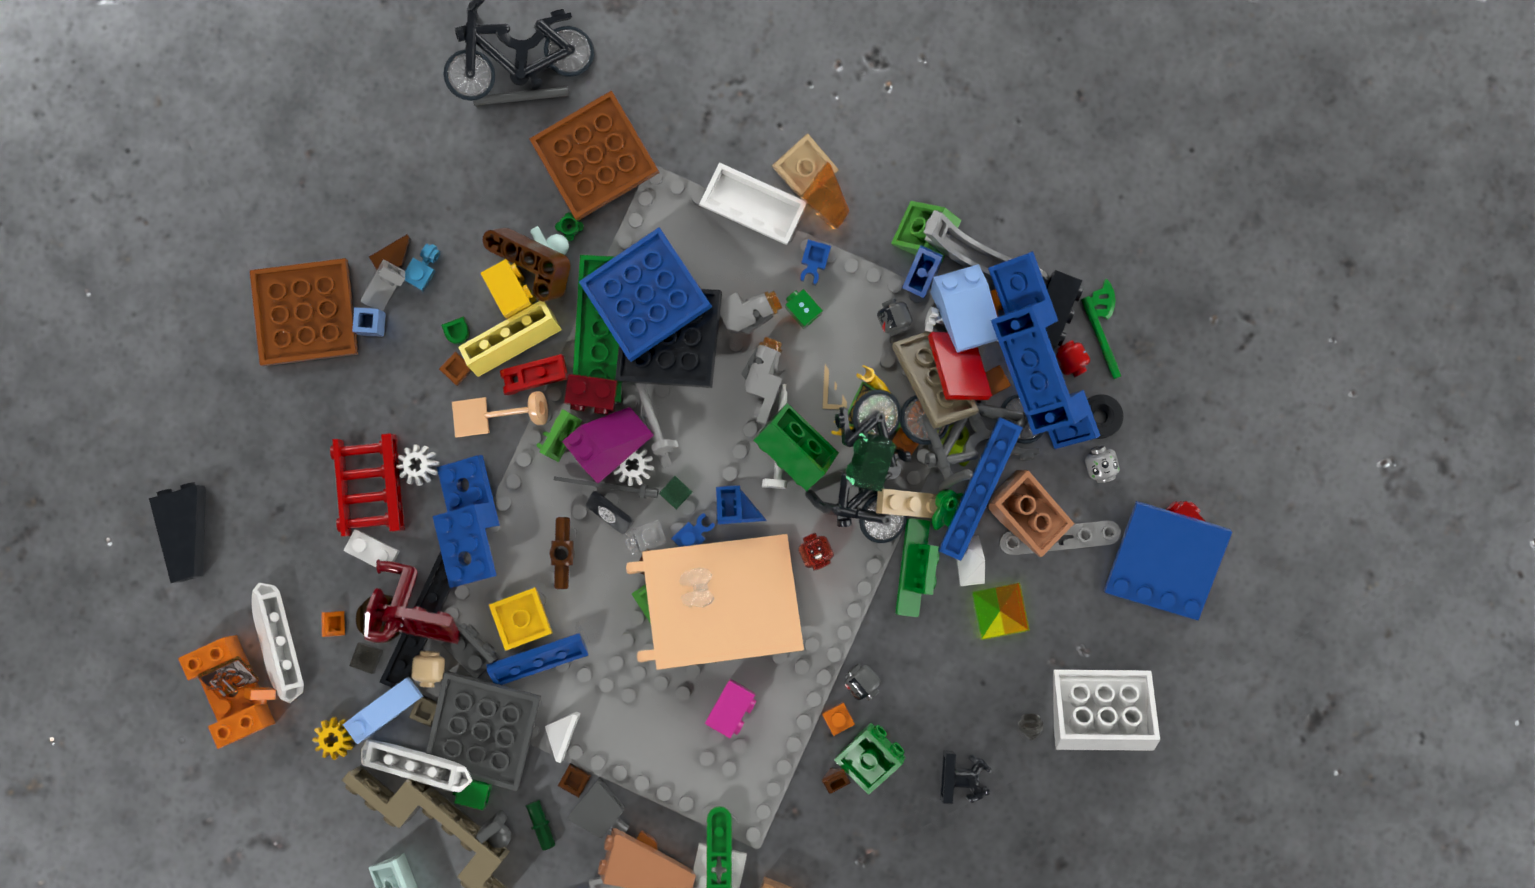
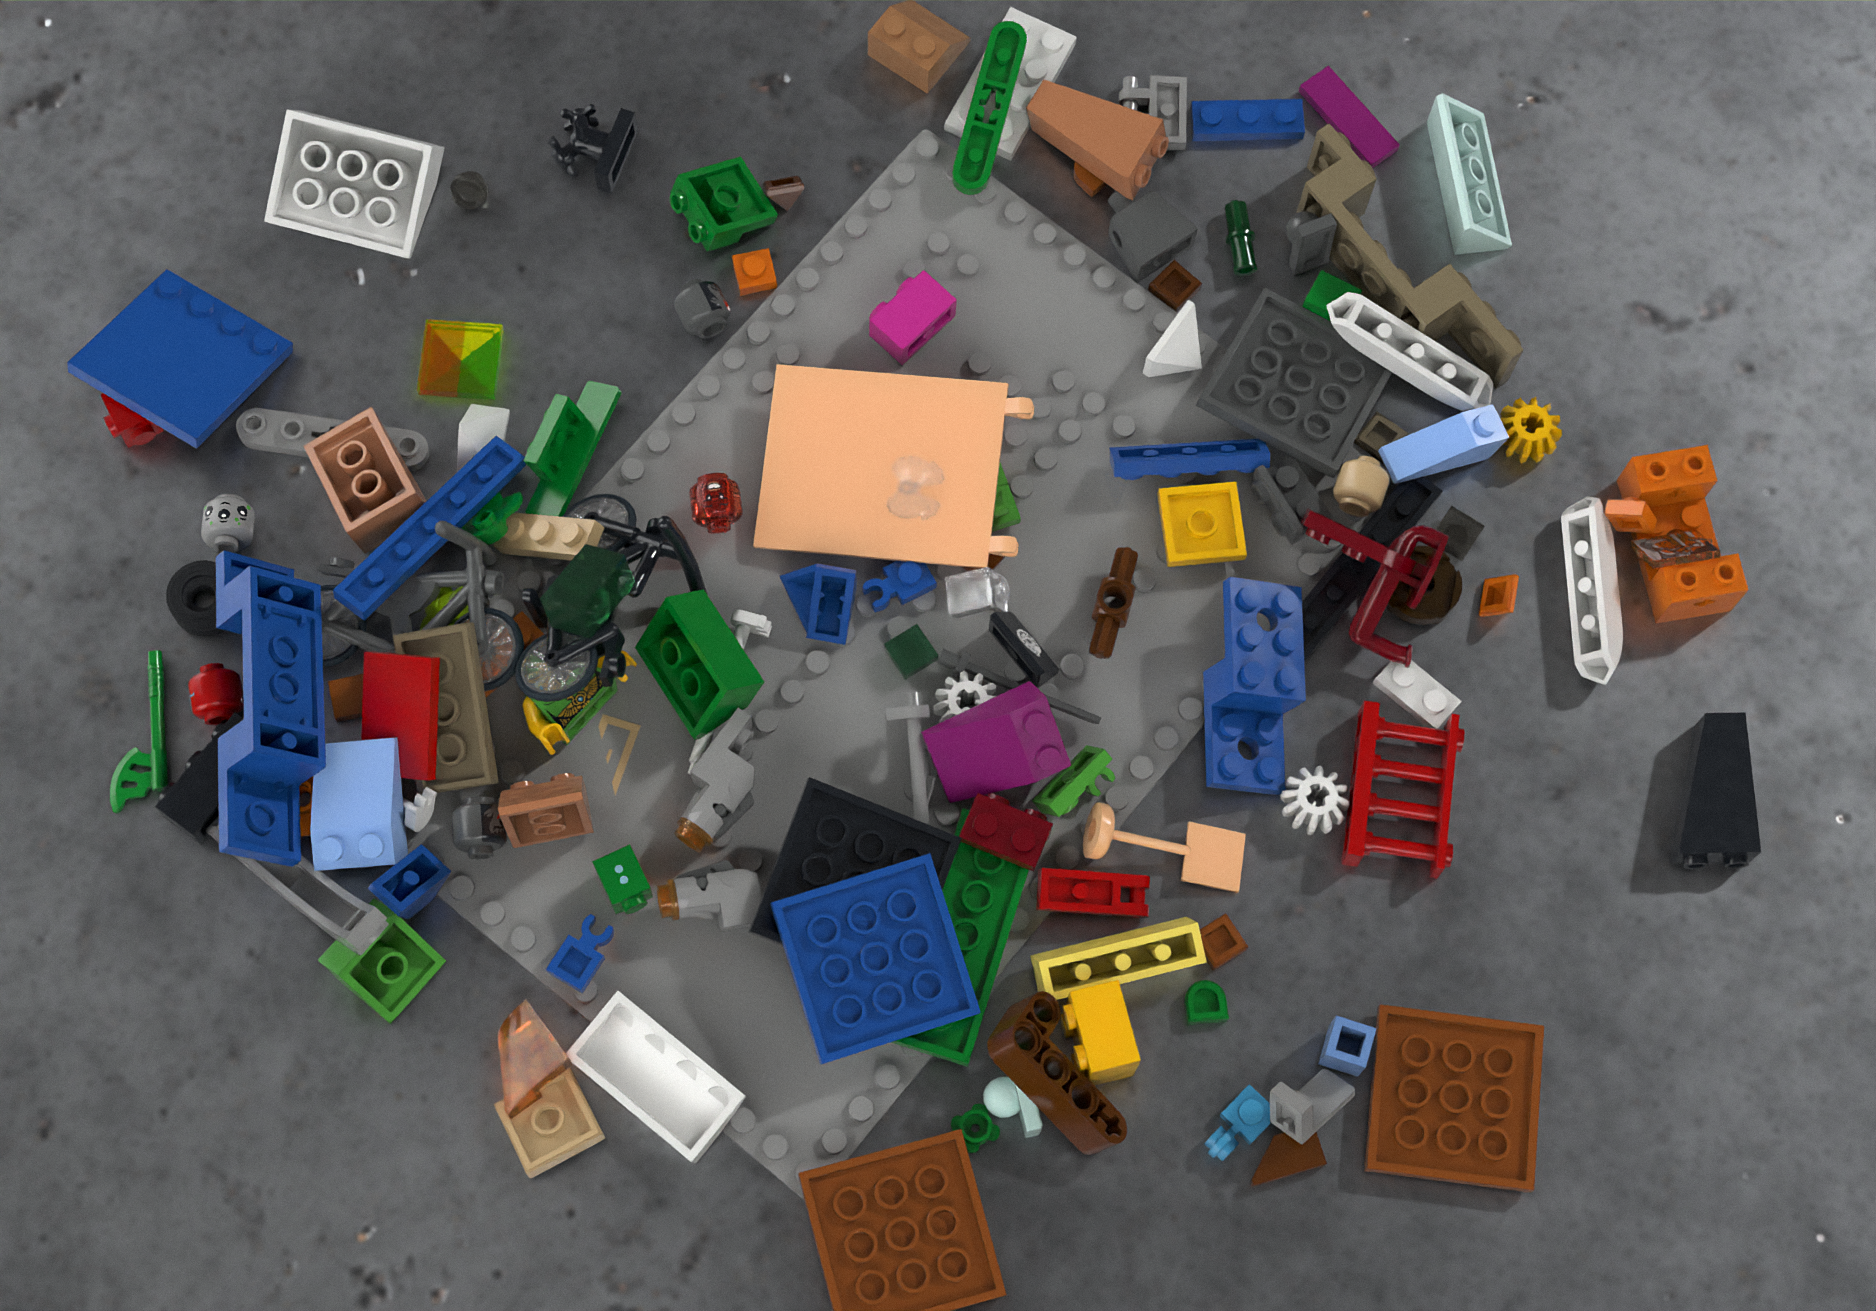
camera: 170 degrees left, 15 degrees down
(859, 334) = (545, 810): none -> nougat slope

